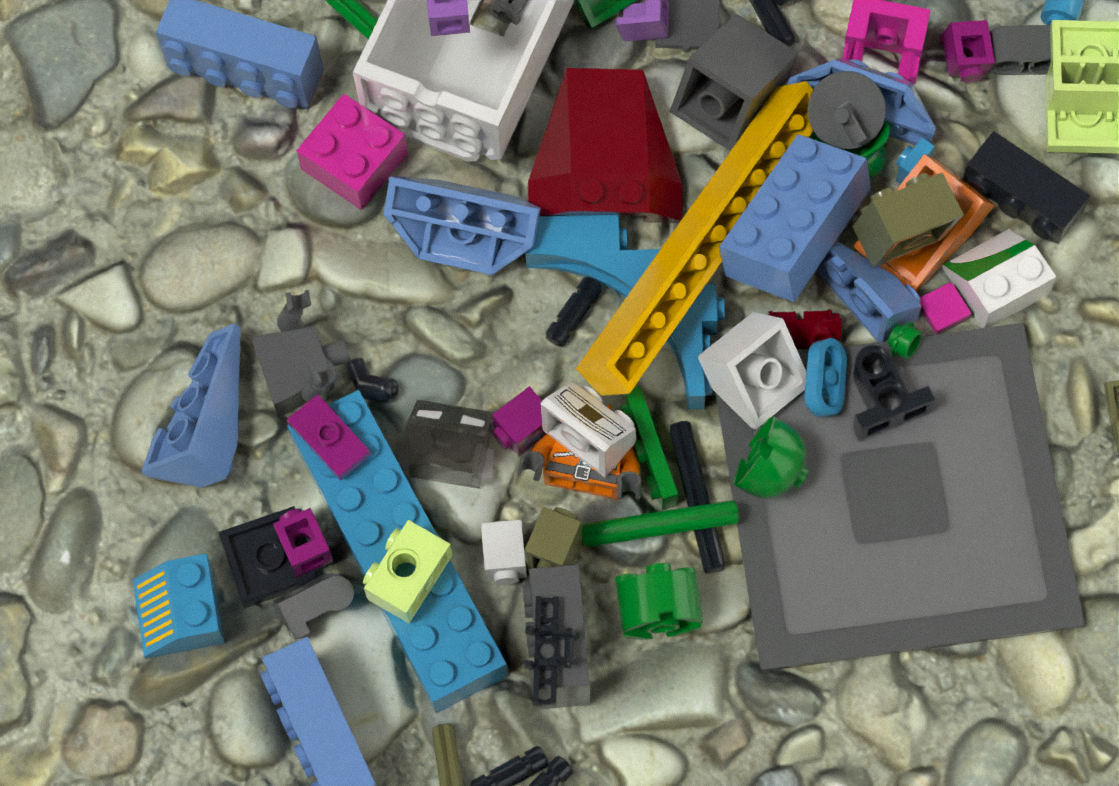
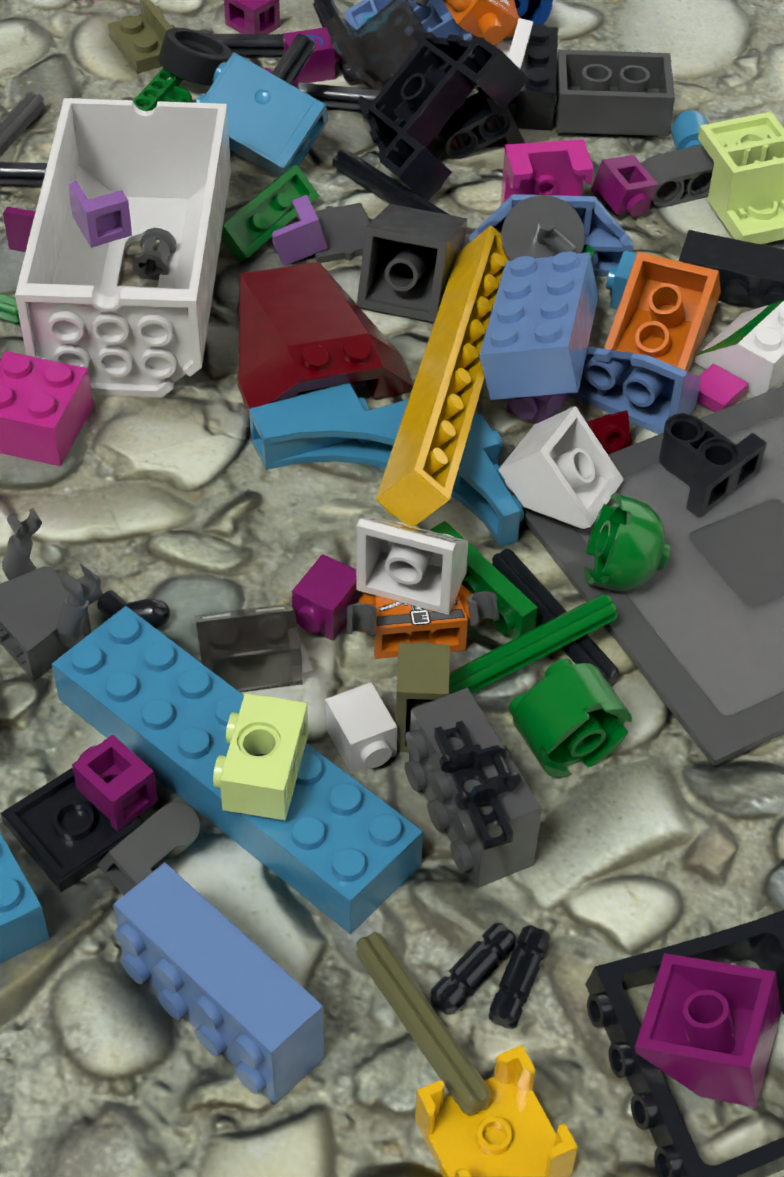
camera: 25 degrees left, 20 degrees down
(328, 437) = (109, 653): magenta plate -> none
(460, 223) = (181, 434): medium blue wedge -> none
(573, 311) = (335, 489): black axle -> none
(825, 377) = (639, 465): dark azure plate -> none
(904, 340) = (702, 408): green plate -> none
(907, 218) = (657, 291): olive brick -> none

